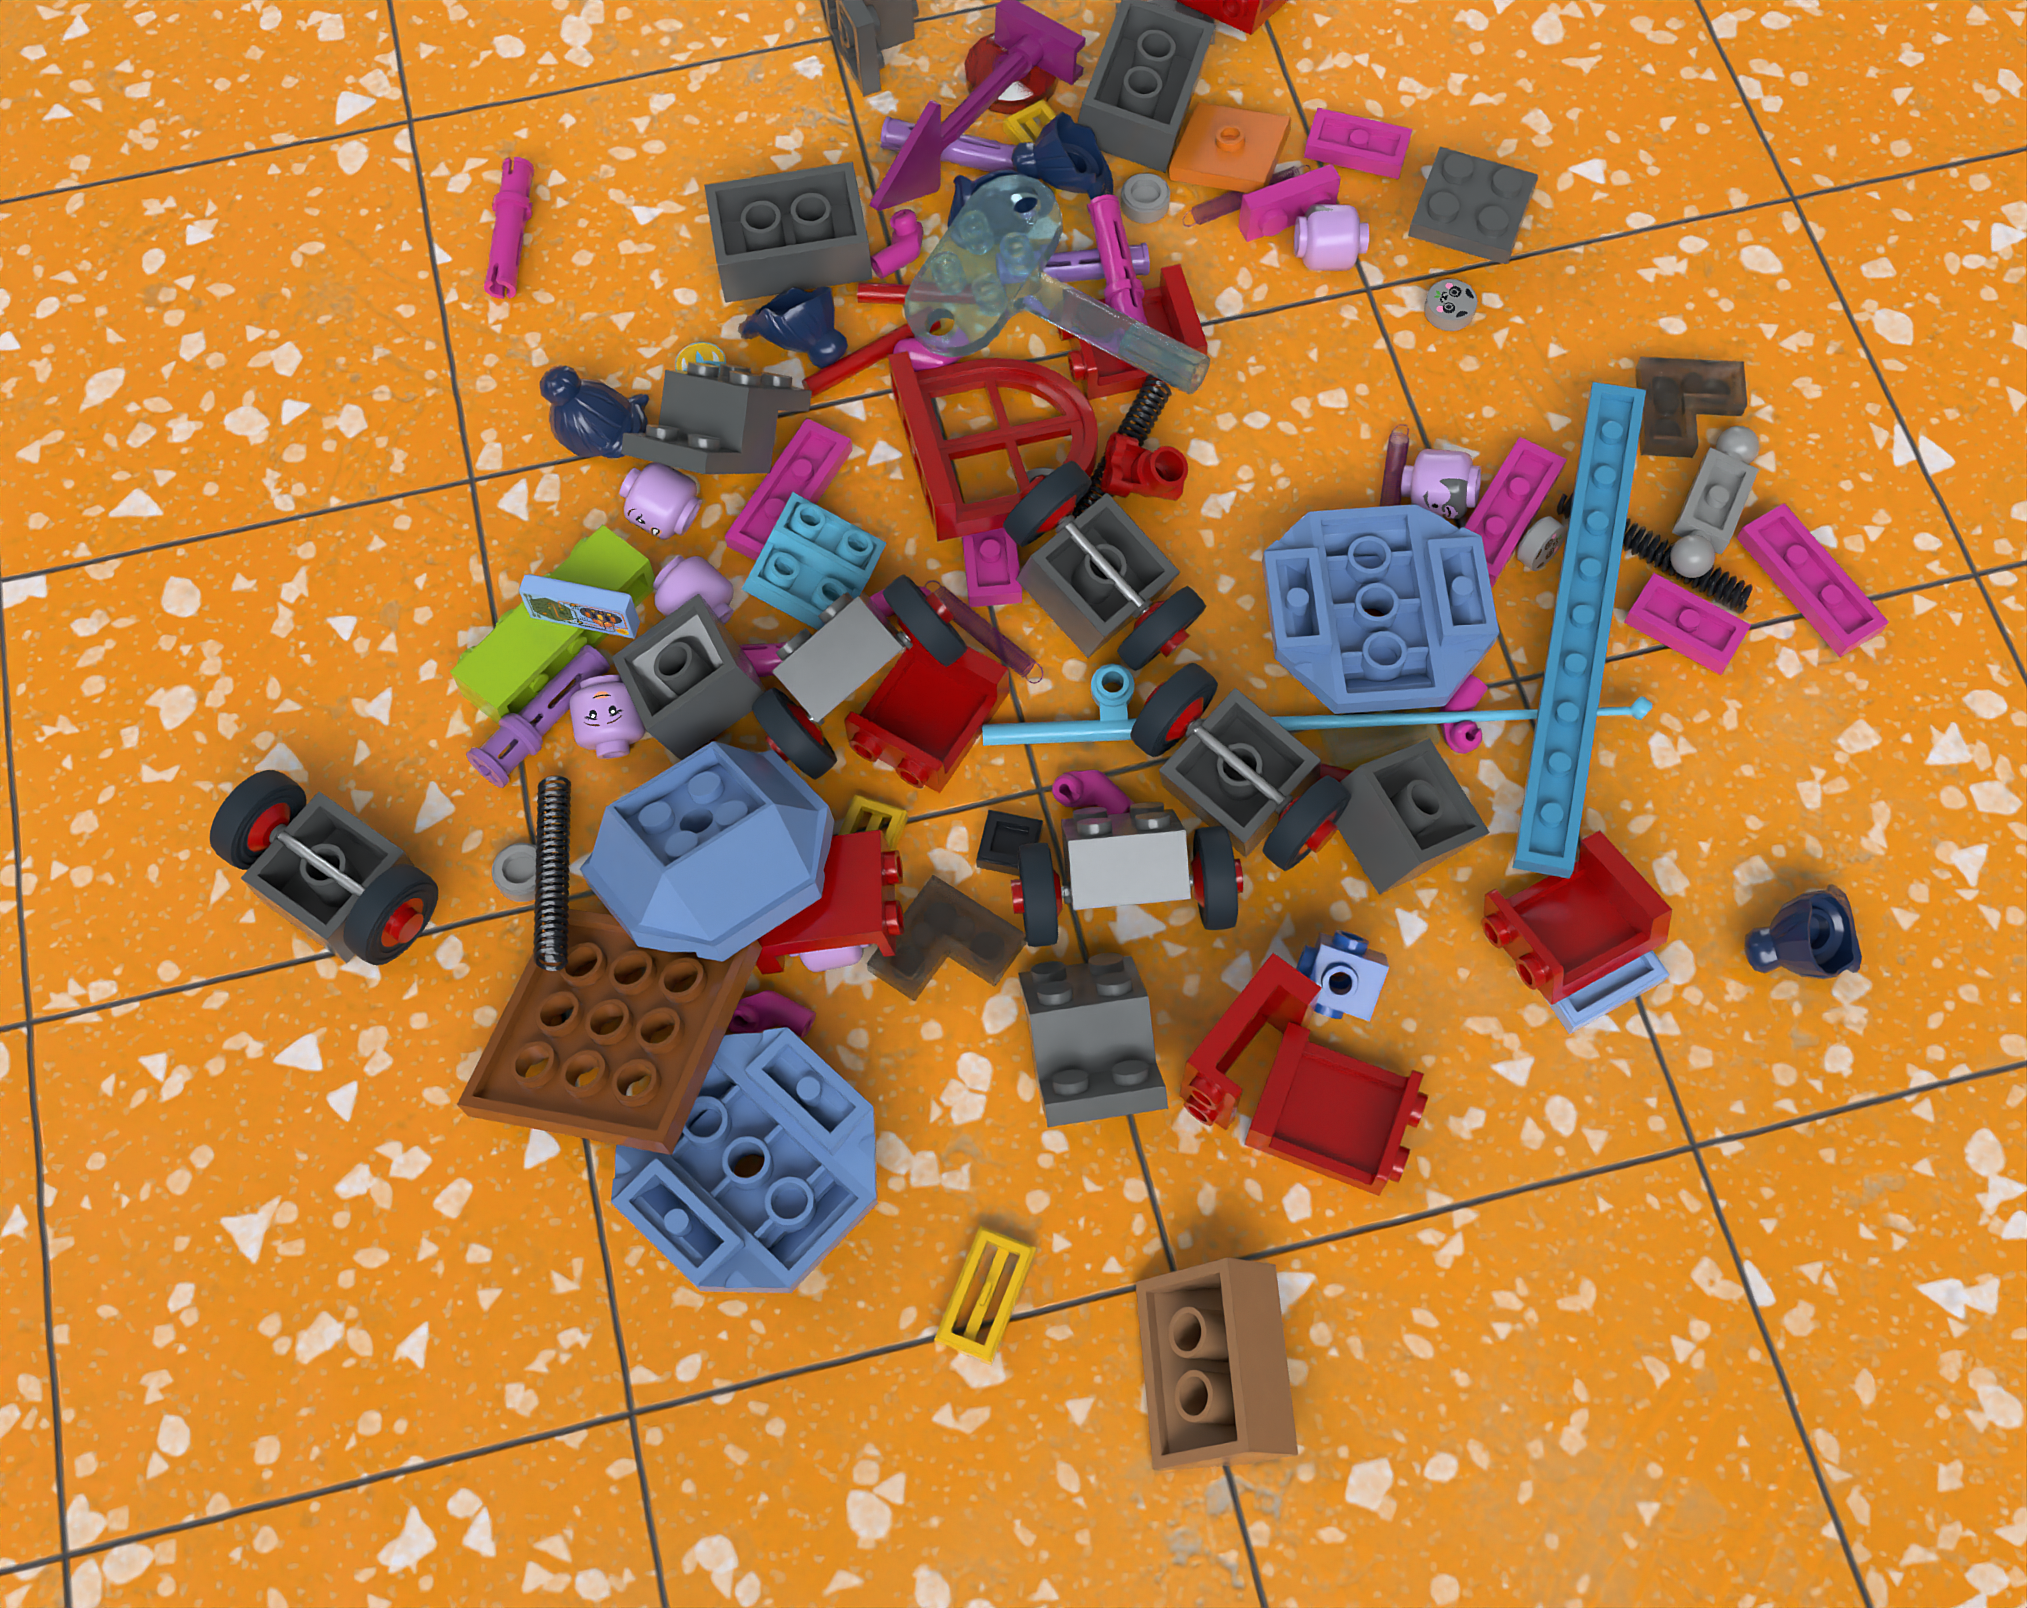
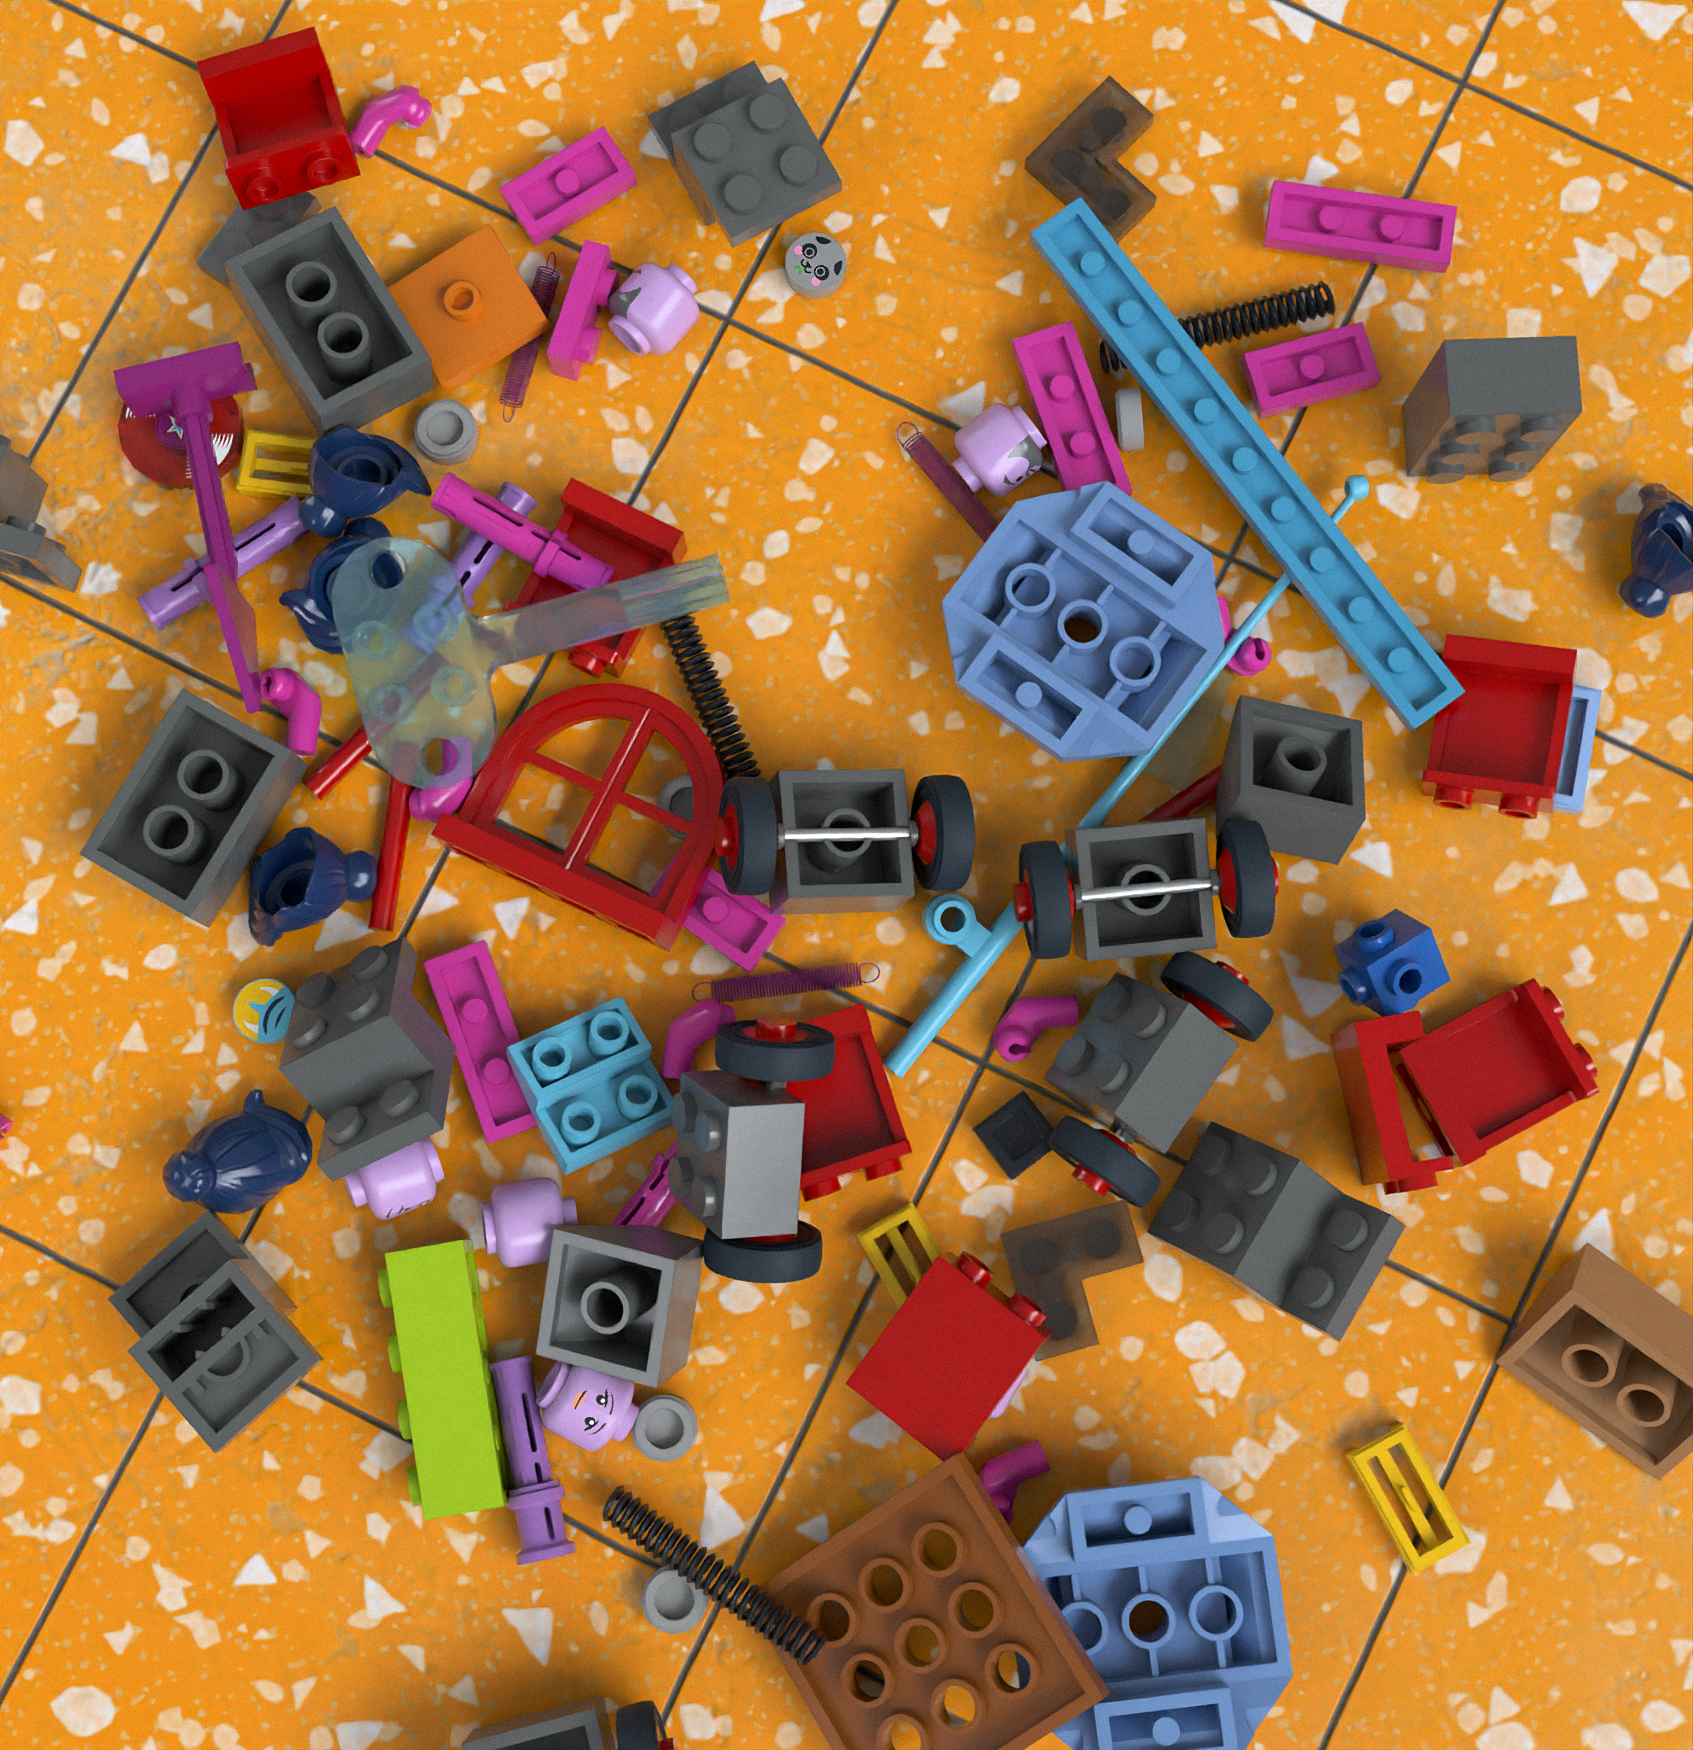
camera: 50 degrees left, 15 degrees up
(474, 471) = (214, 1331): none -> dark grey bracket
(579, 605) = (471, 1350): light blue tile -> none
(625, 774) = (665, 1427): none -> light grey tile
(711, 852) = (888, 1436): medium blue piece -> none
(1141, 470) = (754, 704): red plate -> none
(1298, 26) = (385, 110): none -> dark pink arm
(1715, 502) = (1220, 234): light grey plate -> none
(1773, 723) = (1491, 407): none -> dark grey brick

